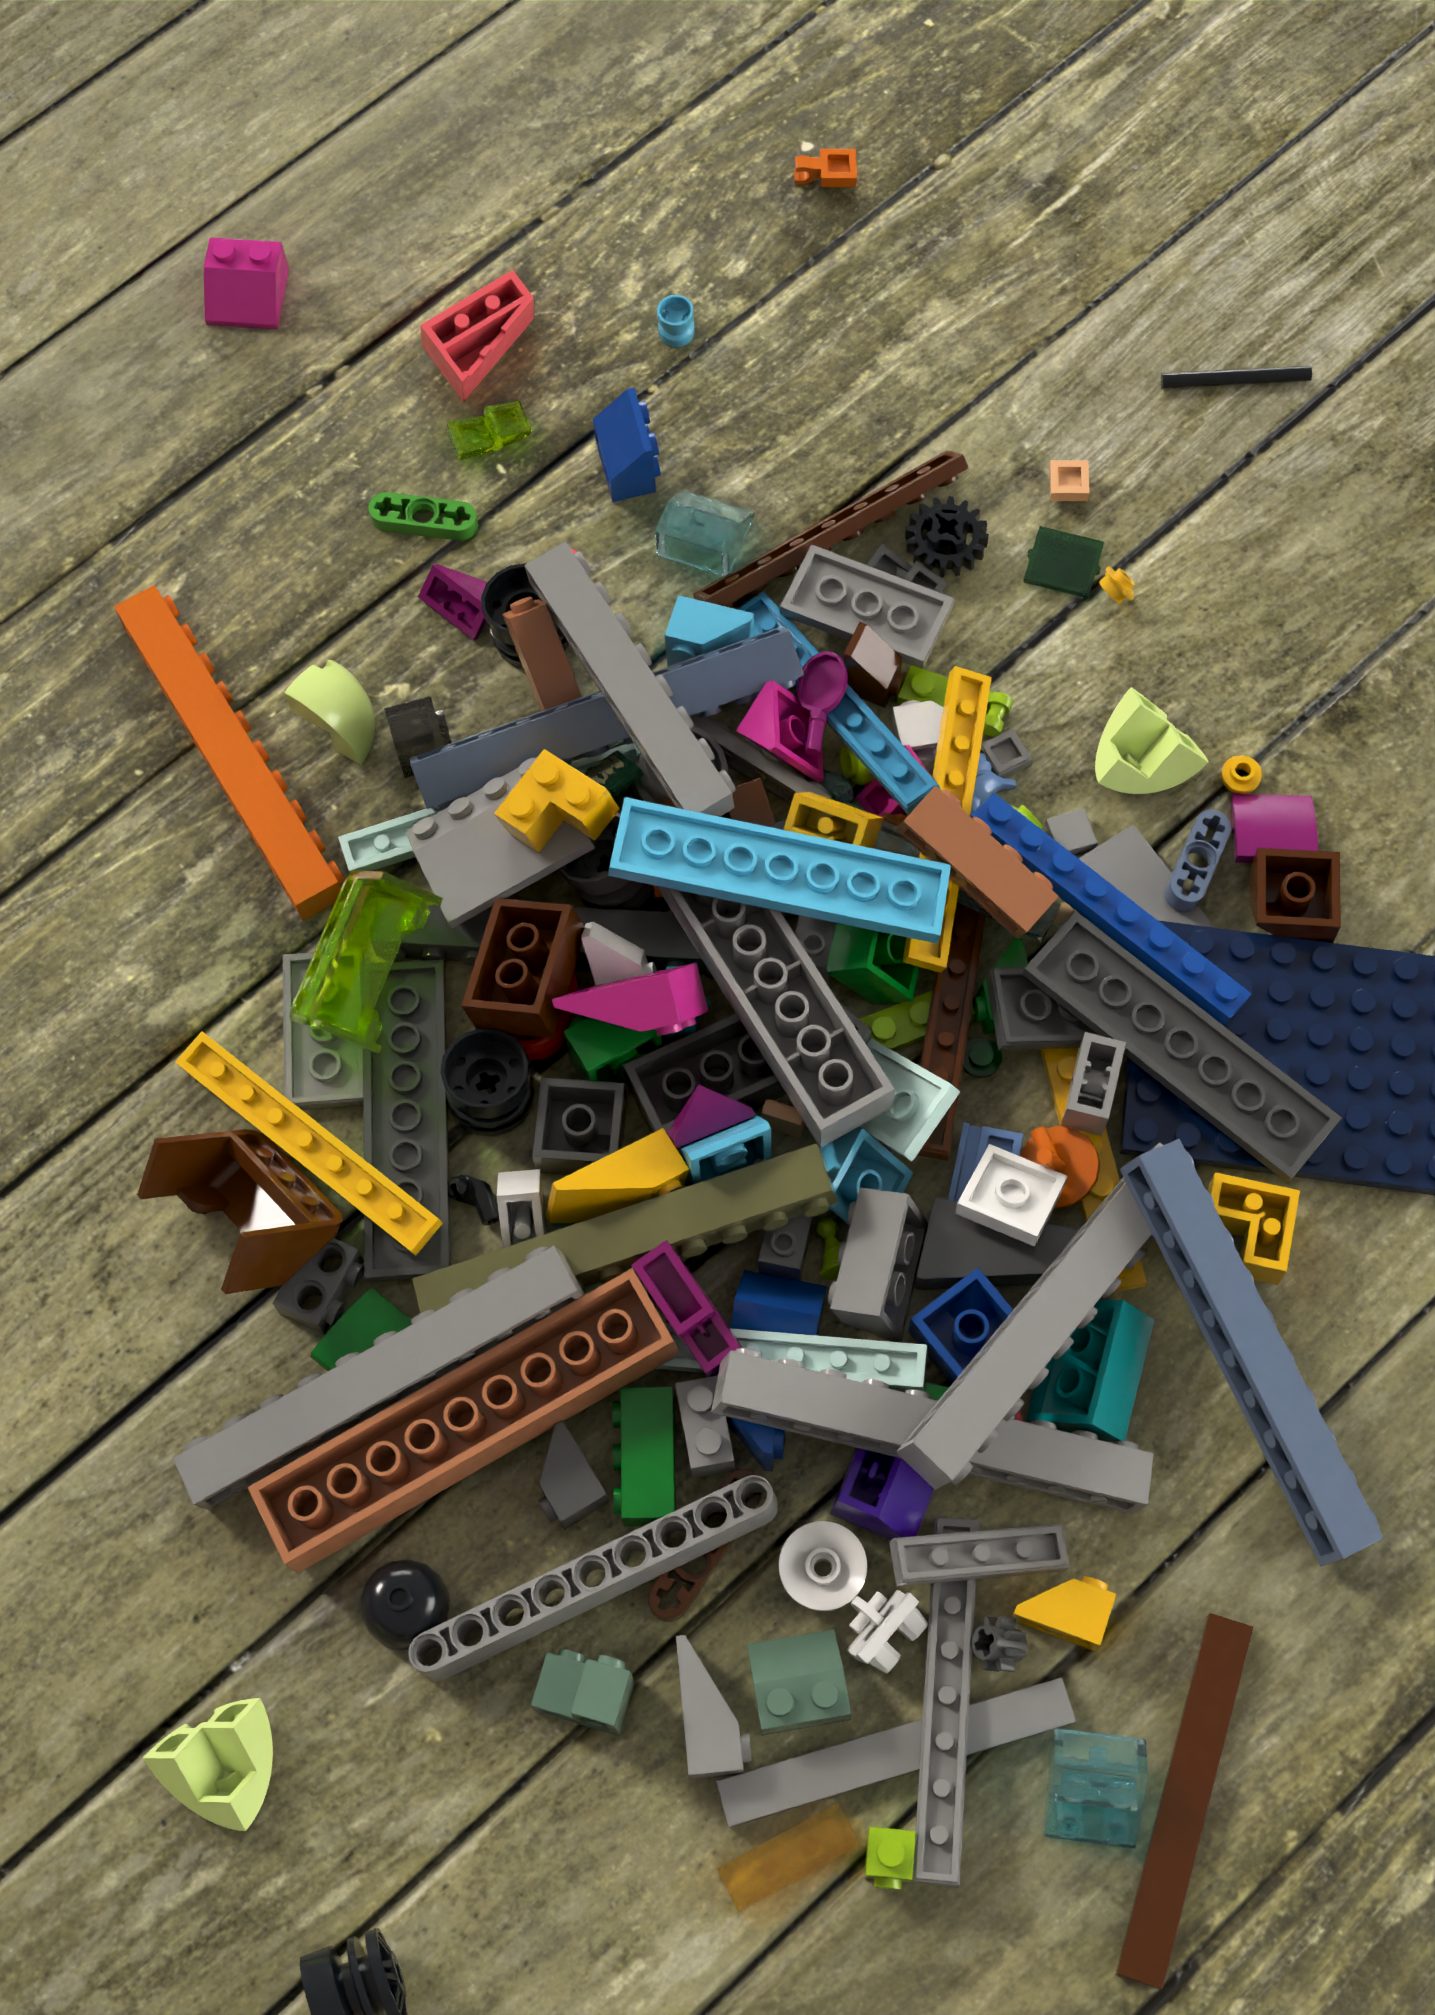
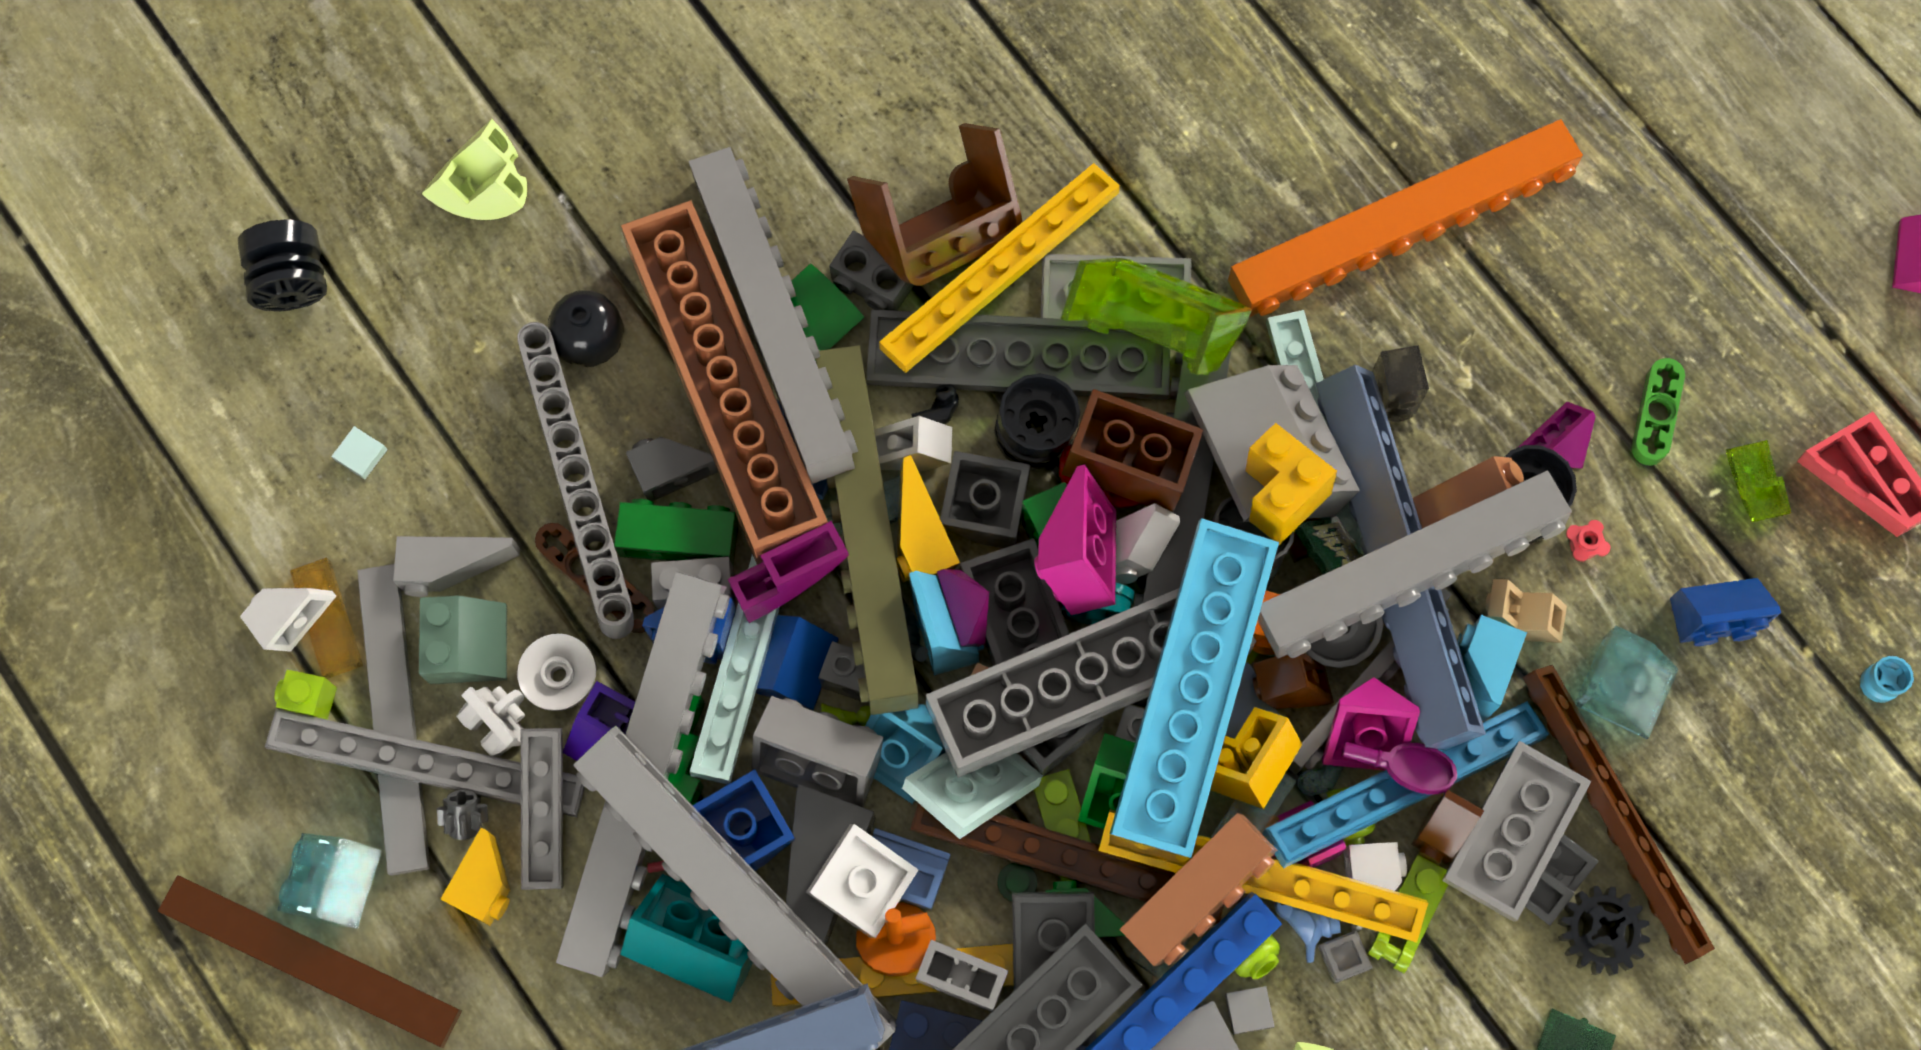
camera: 95 degrees right, 5 degrees up
(336, 704) = (1442, 314): yellowish green brick -> none
(581, 1855) = (359, 452): none -> light aqua tile
(585, 1692) = (481, 463): sand green brick -> none
(648, 614) = (1535, 613): none -> tan brick
(795, 1898) = (284, 615): none -> white slope

